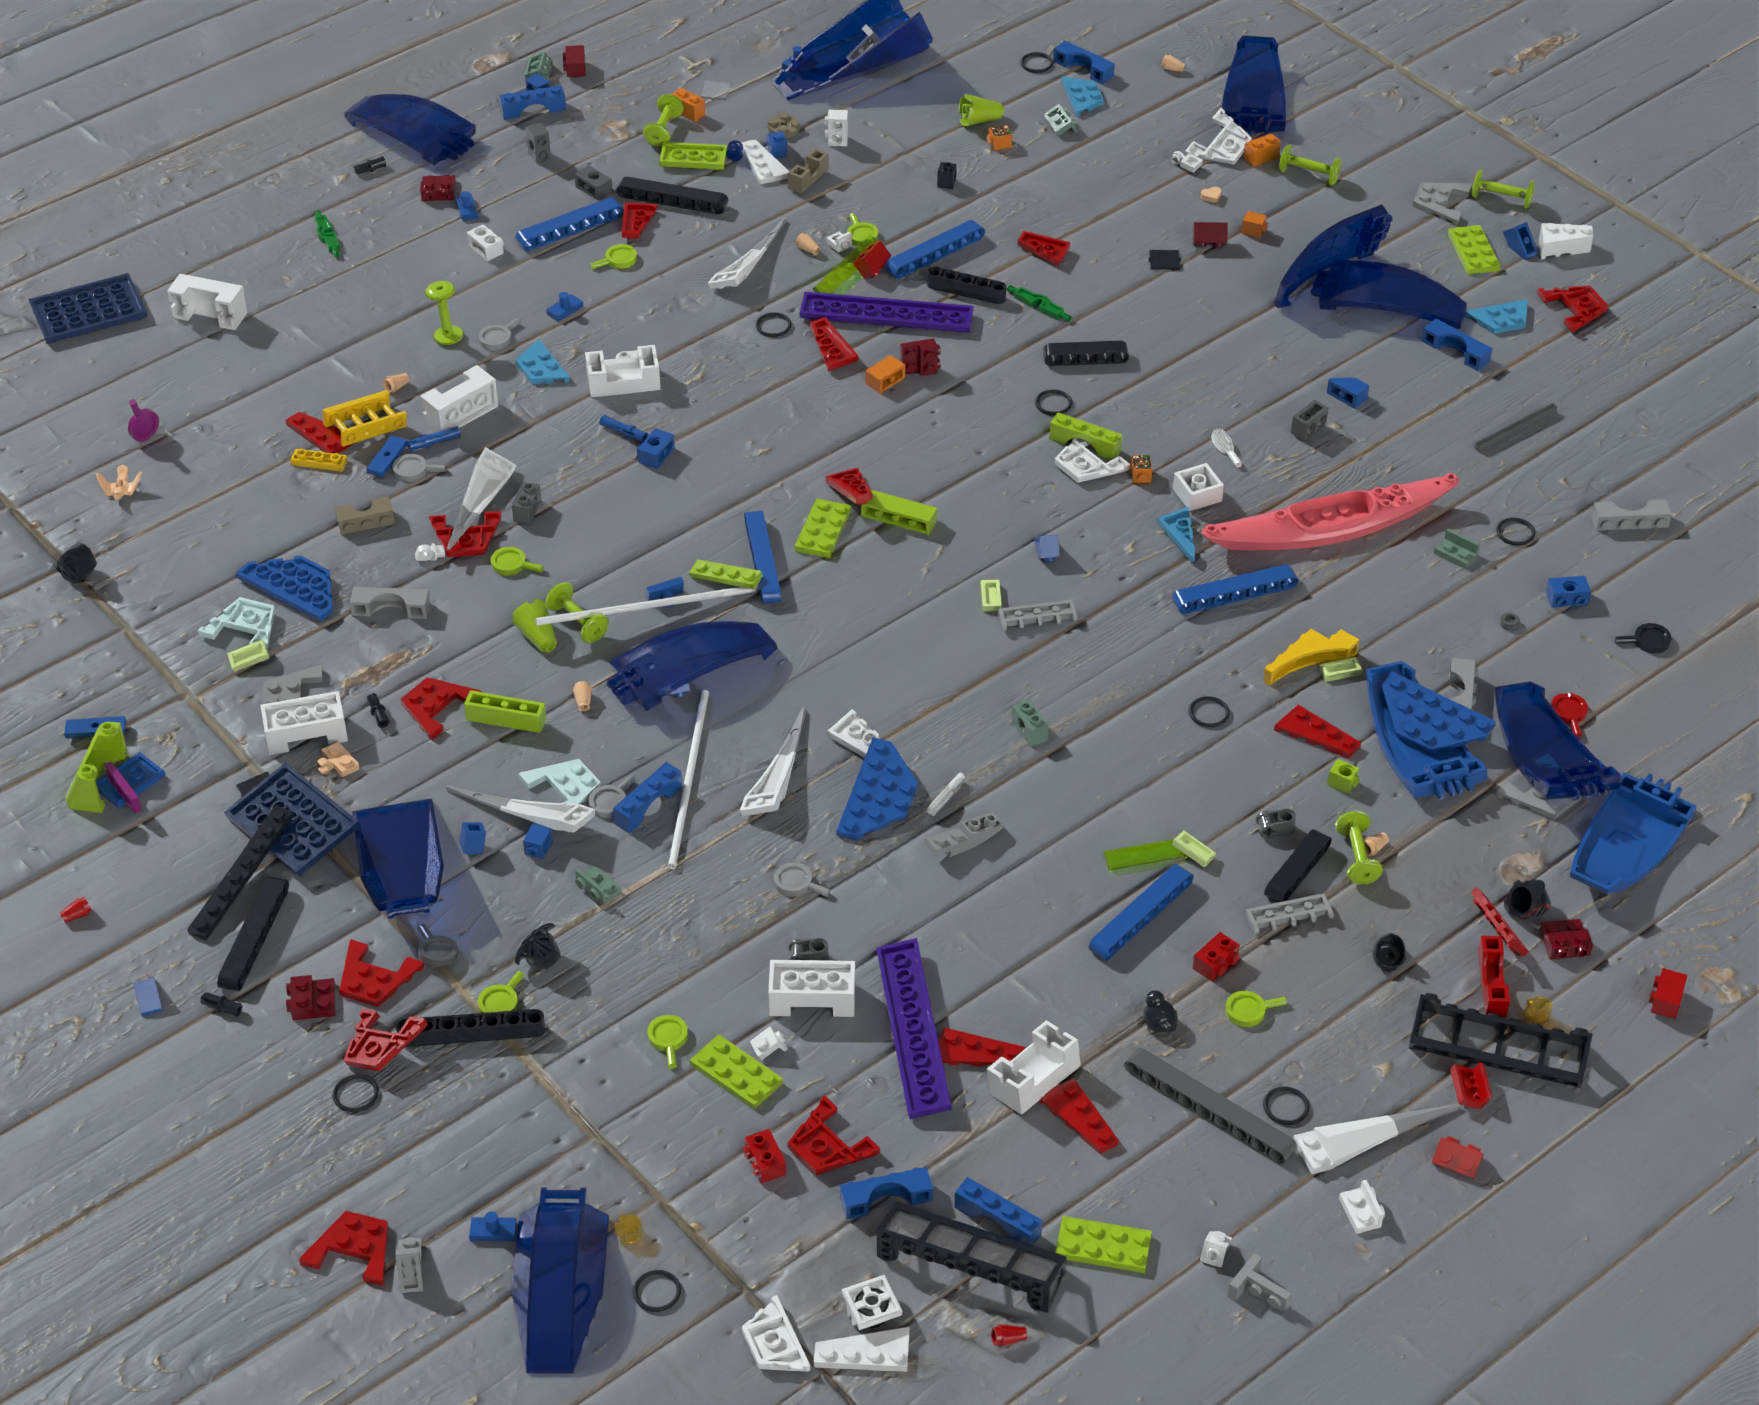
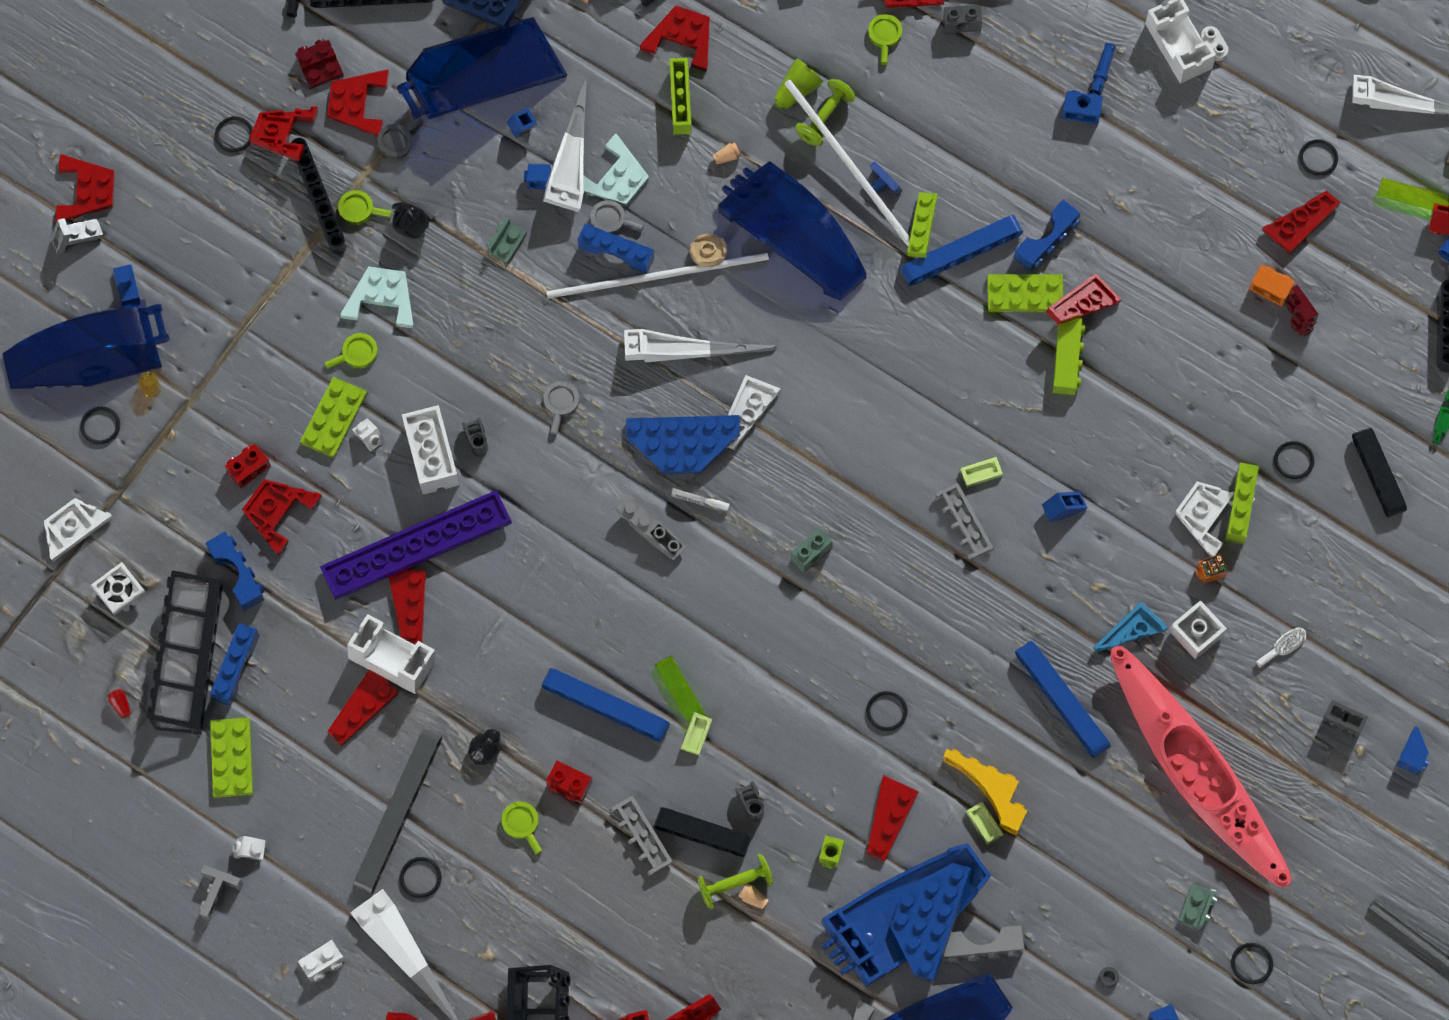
camera: 75 degrees right, 25 degrees up
(606, 995) = (381, 288): none -> light aqua wing
(680, 731) = (708, 250): none -> tan tile
(763, 485) = (1032, 251): none -> blue arch
(869, 1351) = (81, 603): white wing -> none
(887, 312) = (1375, 260): dark purple plate -> none
(1391, 946) = (612, 926): black piece -> none

